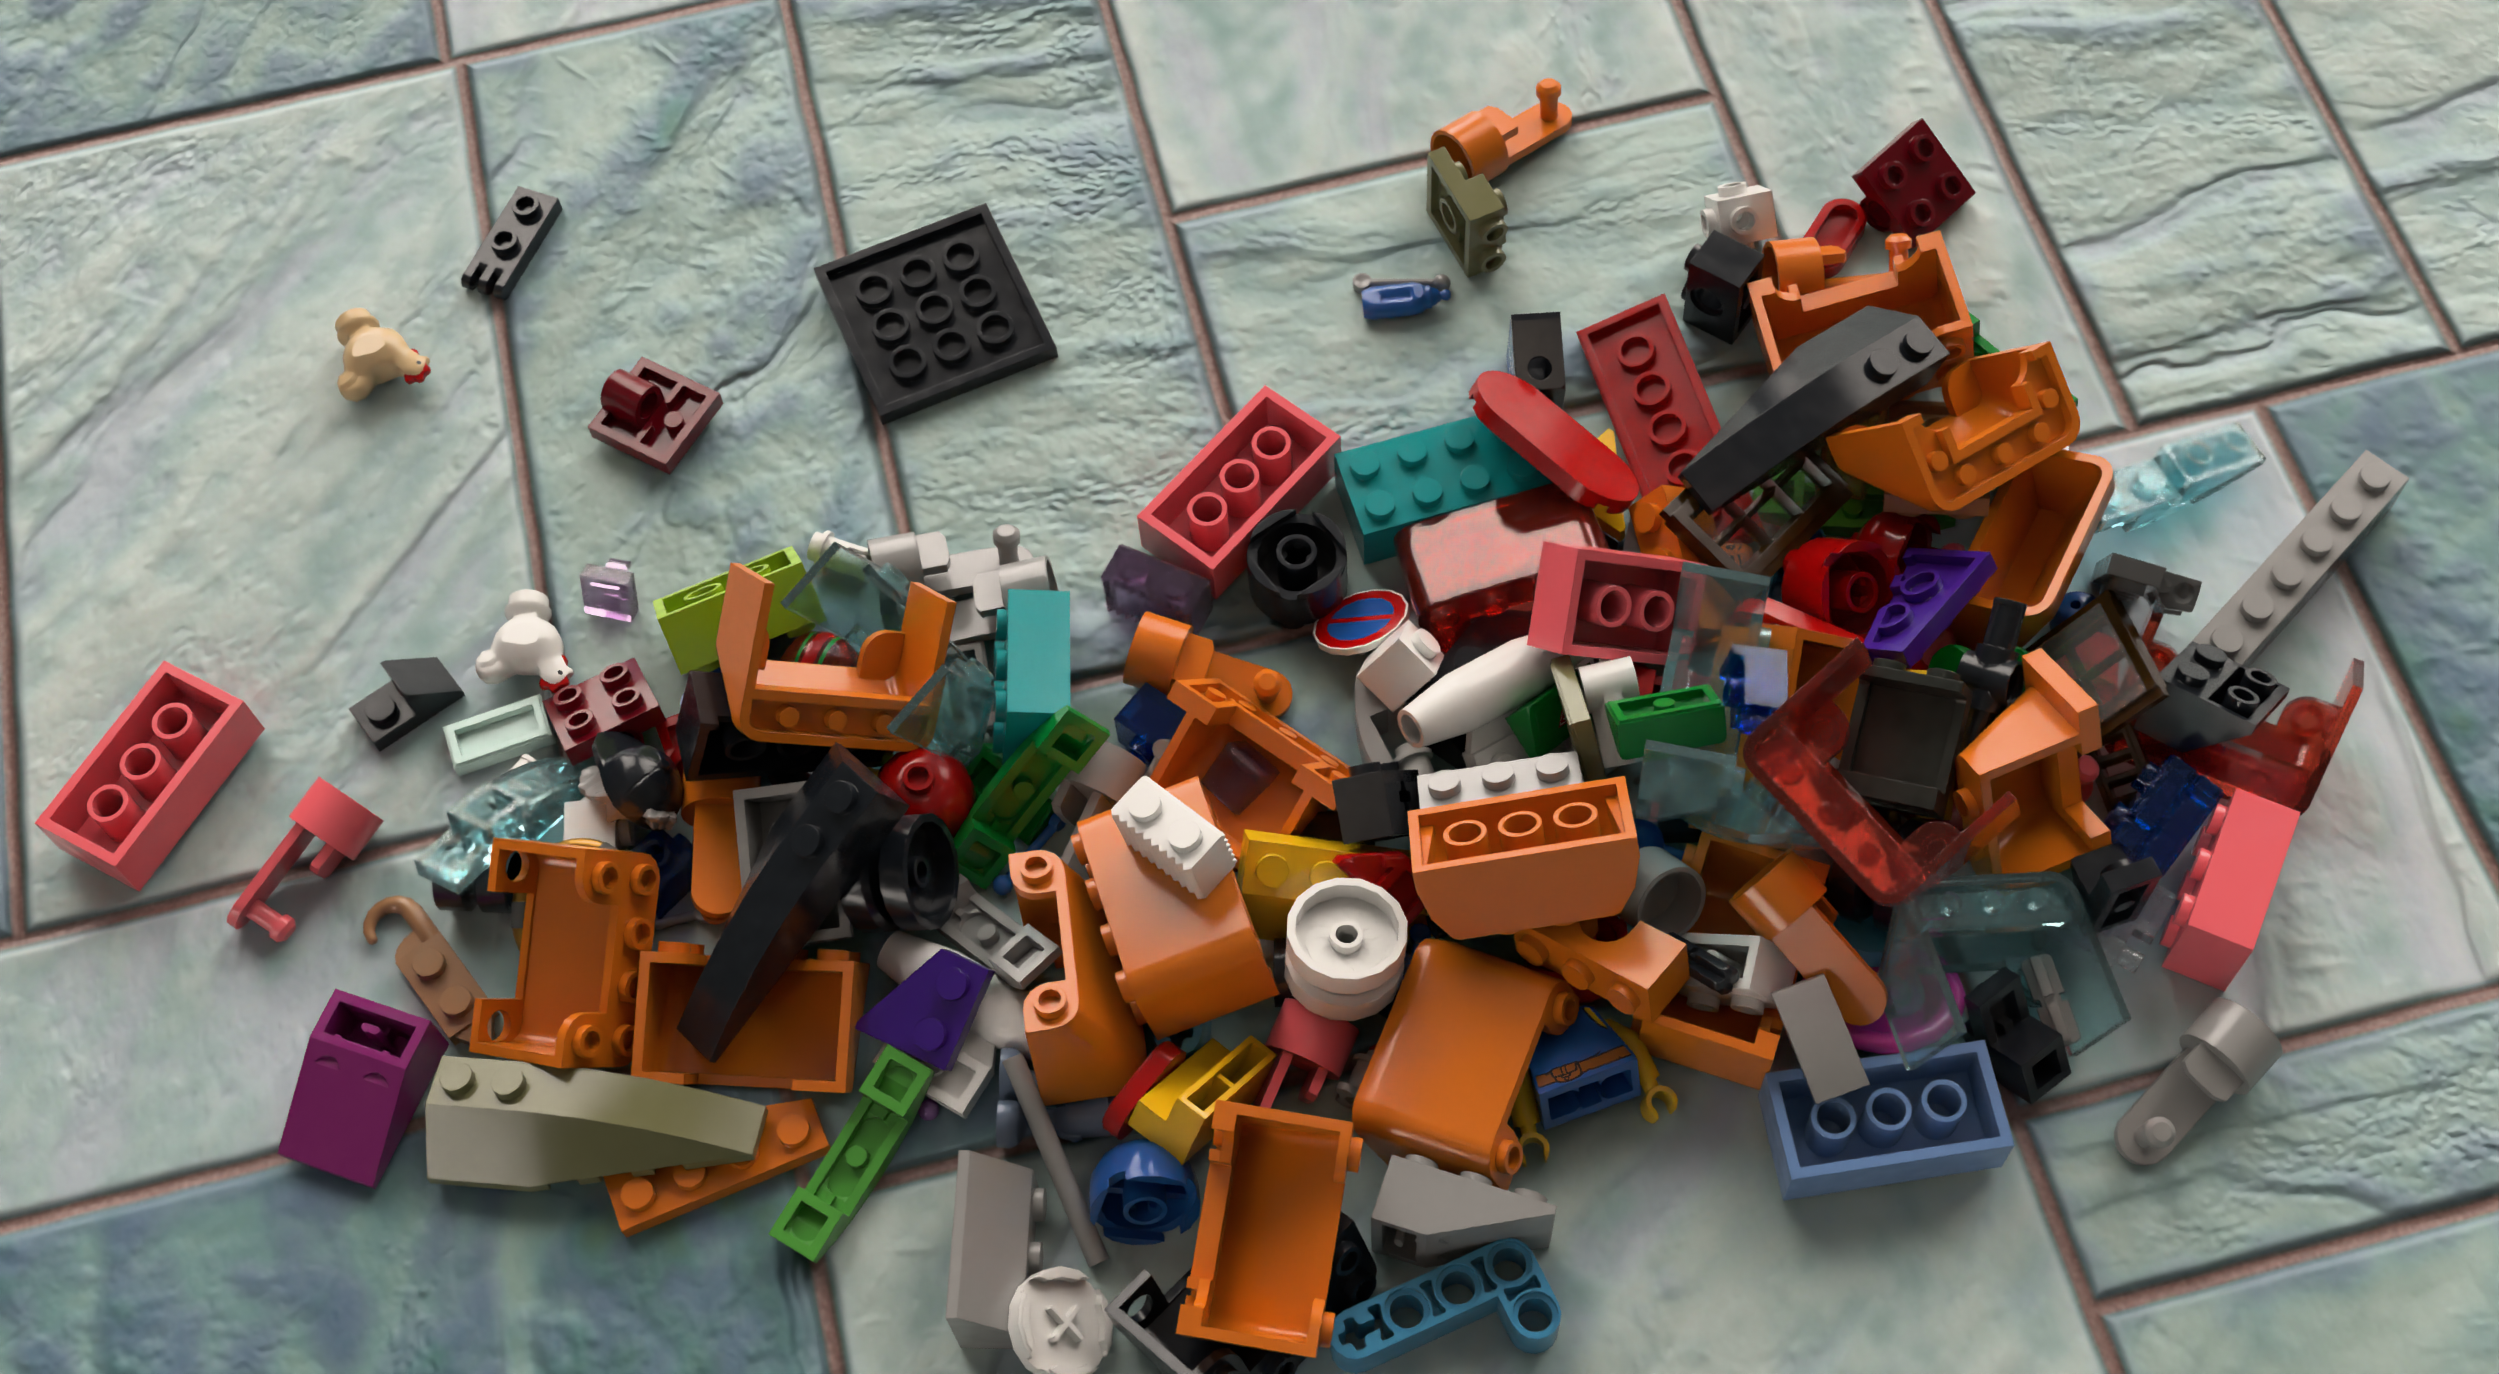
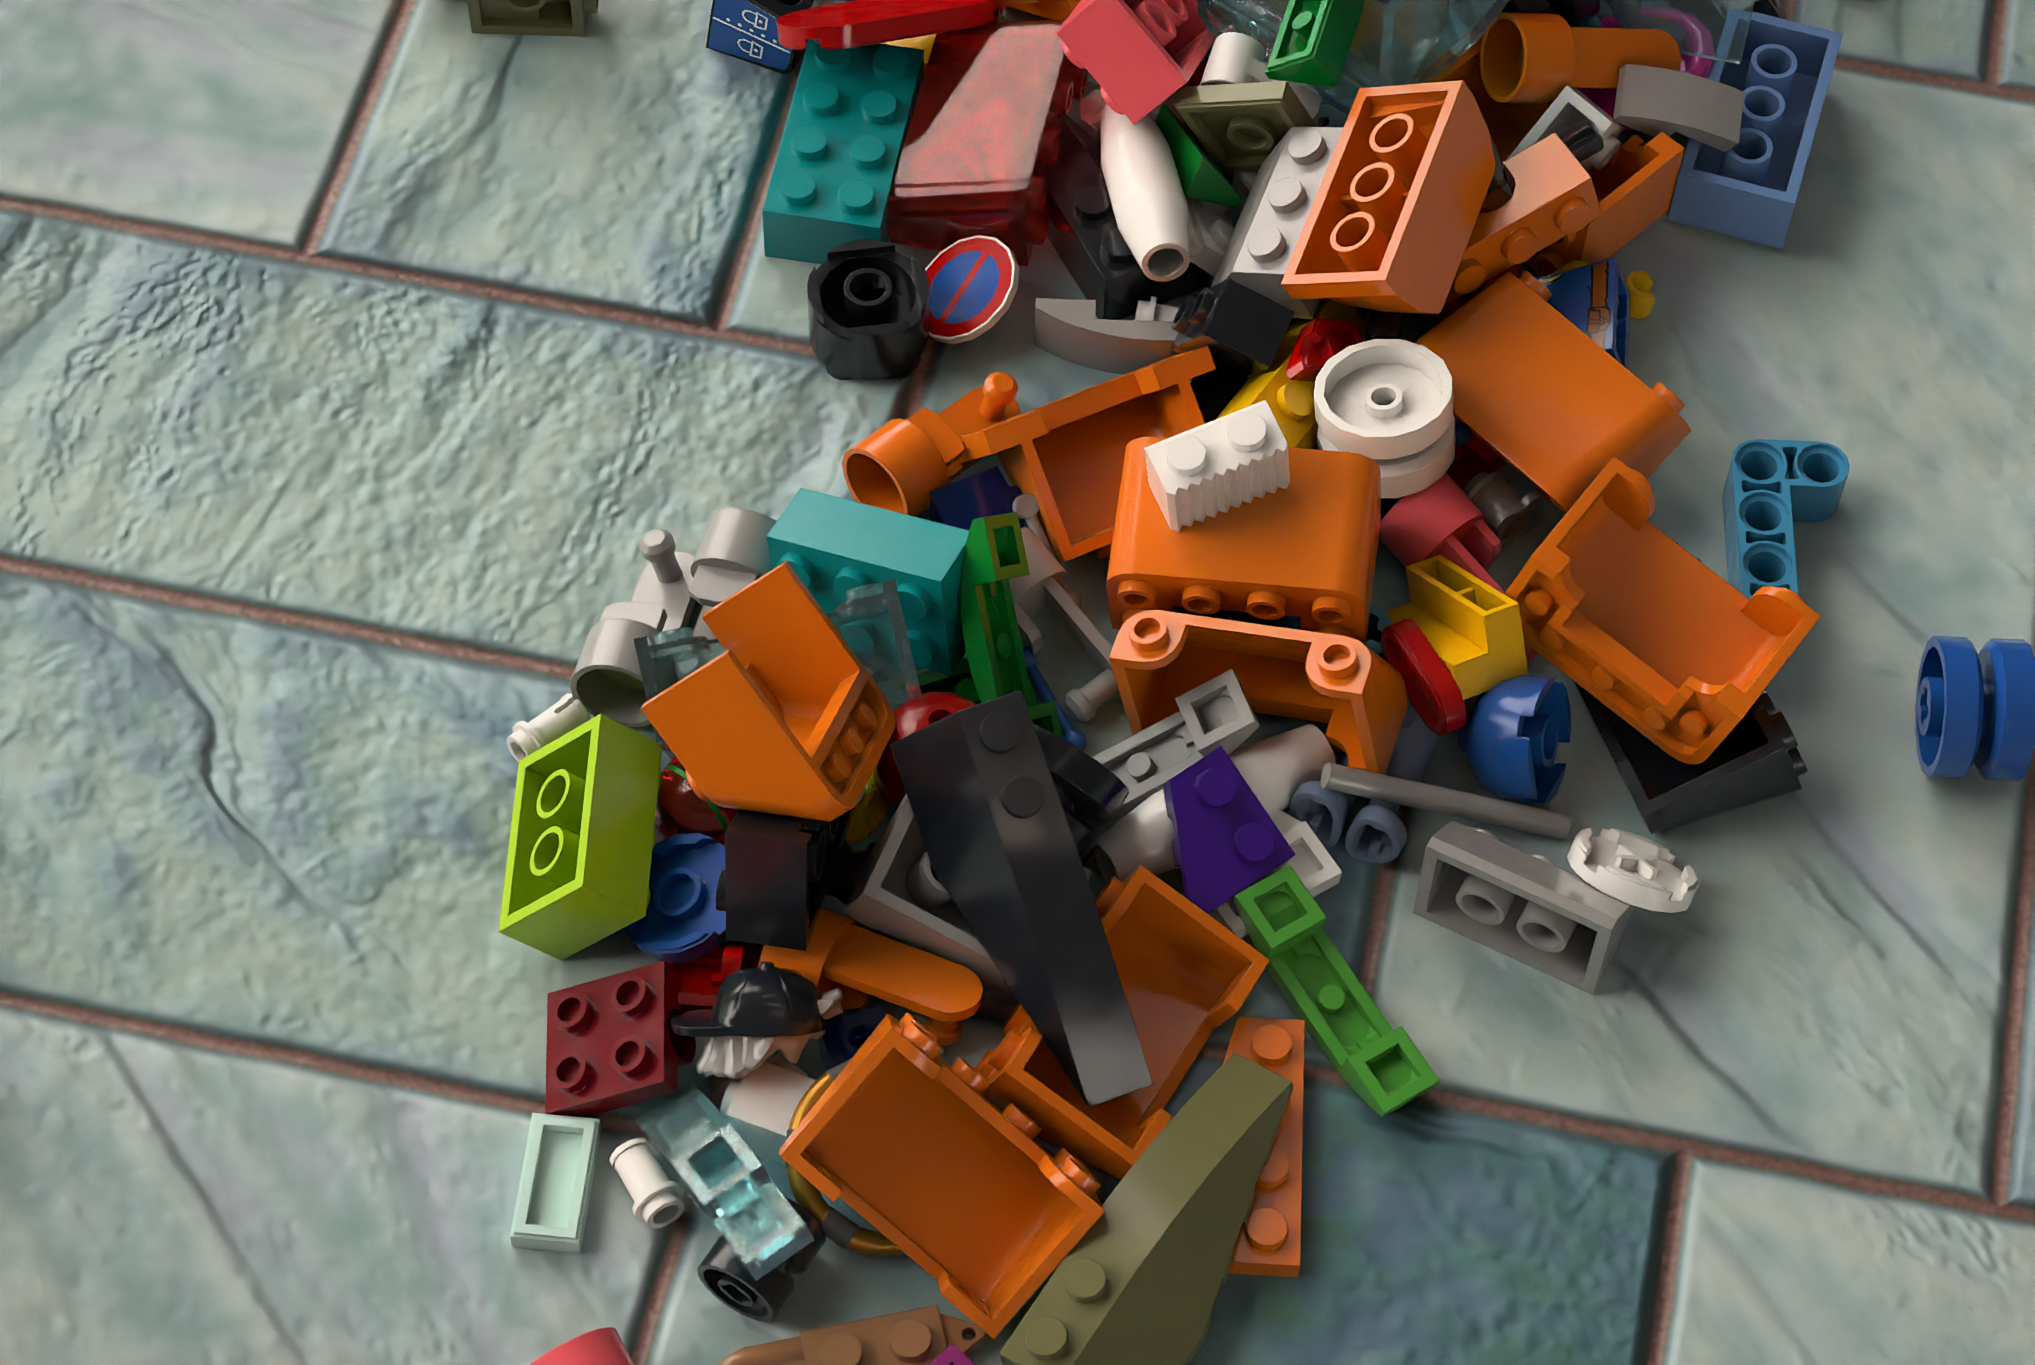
camera: 70 degrees left, 5 degrees down
(413, 696) = (440, 1274): black slope -> none
(526, 645) = (459, 1096): white animal -> none
(610, 590) = (441, 980): clear purple tile -> none
(653, 413) = (214, 848): dark red plate -> none
(935, 313) = (274, 516): black plate -> none
(1144, 583) = (807, 446): clear purple brick -> none
(1239, 775) = (1083, 471): slope -> none
(1255, 466) = (741, 319): coral brick -> none
(1363, 281) = (527, 121): light grey hinge -> none
(1400, 300) = (577, 98): blue piece -> none
(1401, 665) = (1061, 258): white brick -> none
(1441, 1216) = (1694, 468): light grey slope -> none

